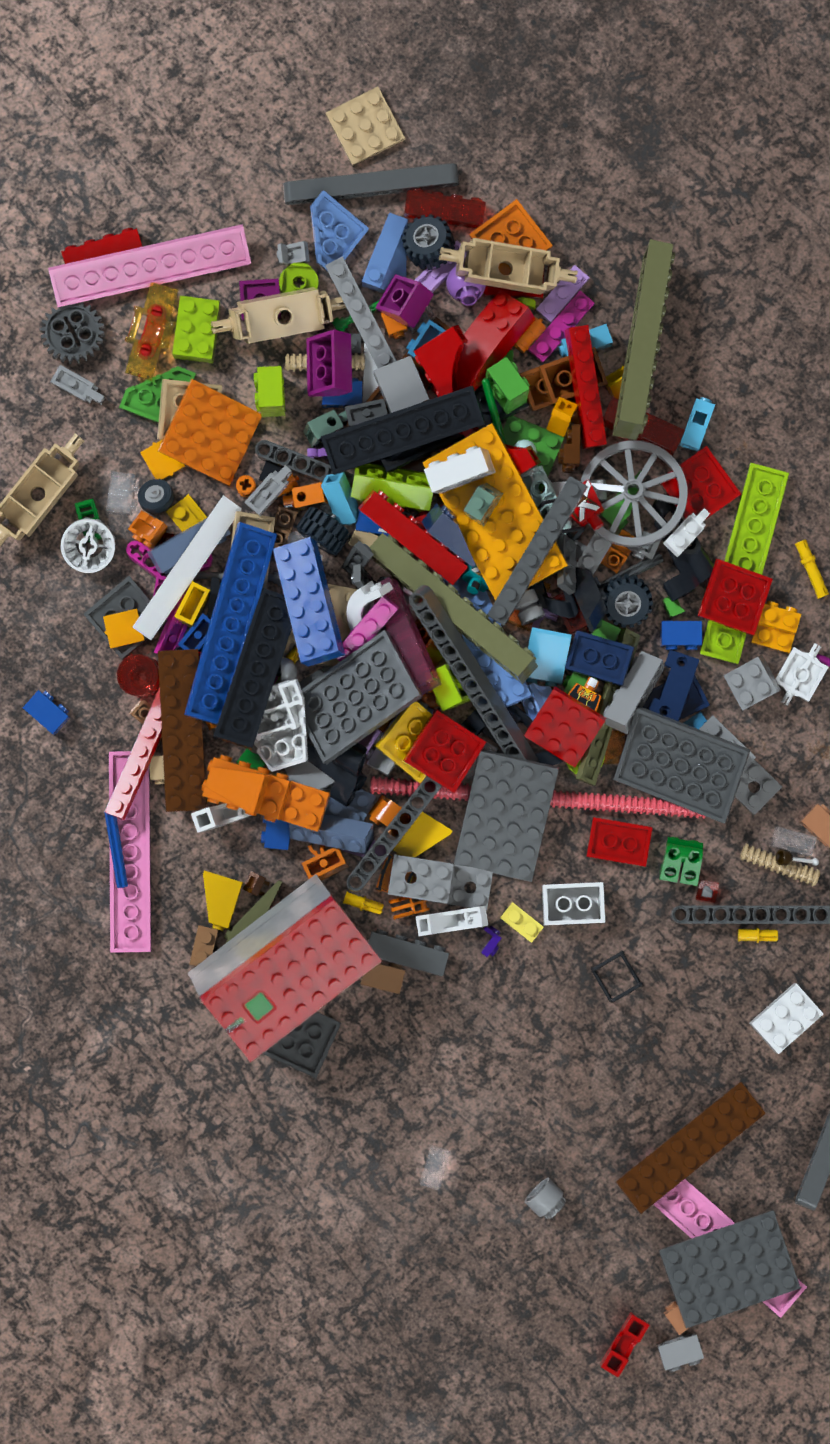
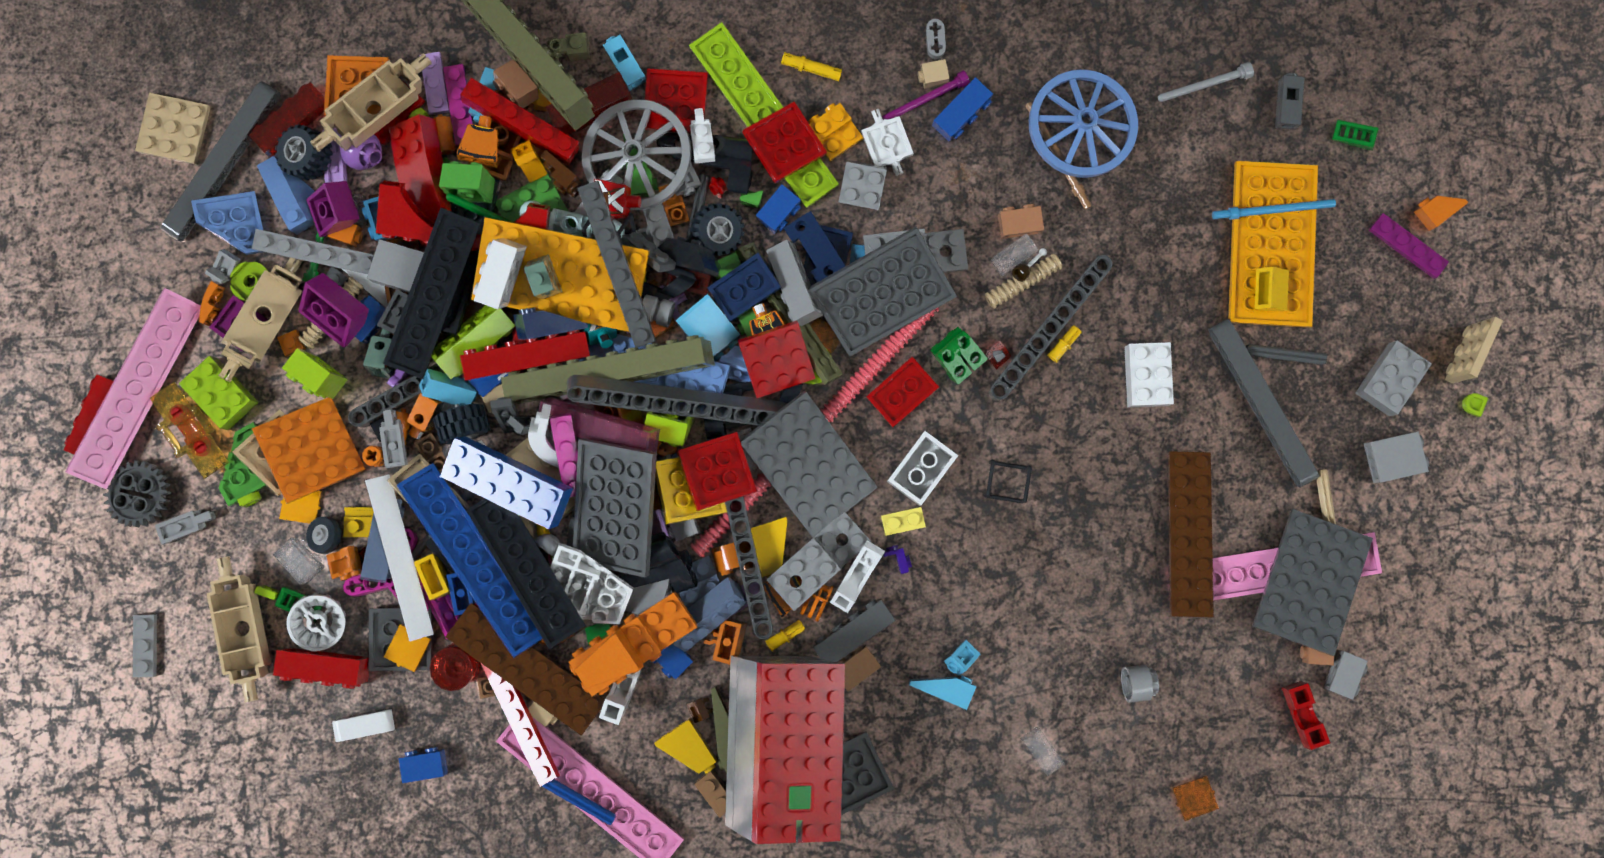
camera: 45 degrees left, 0 degrees up
(39, 643) = (363, 725): none -> white beam
(59, 576) = (321, 666): none -> red brick
(79, 490) = (267, 592): none -> lime tile
(137, 419) = (249, 499): none -> lime tile
(251, 270) = (208, 310): none -> orange slope
(277, 351) = (290, 342): none -> orange plate
(424, 1060) = (951, 689): none -> medium azure slope
(455, 1050) = (962, 658): none -> medium azure bracket
(494, 1313) = (1195, 798): none -> clear orange piece
(544, 371) = (479, 143): none -> orange torso
(611, 359) = (515, 84): none -> nougat brick
(660, 573) = (717, 186): none -> red plate
(677, 376) = (573, 45): none -> olive brick
(804, 1228) = (1325, 496): none -> tan axle

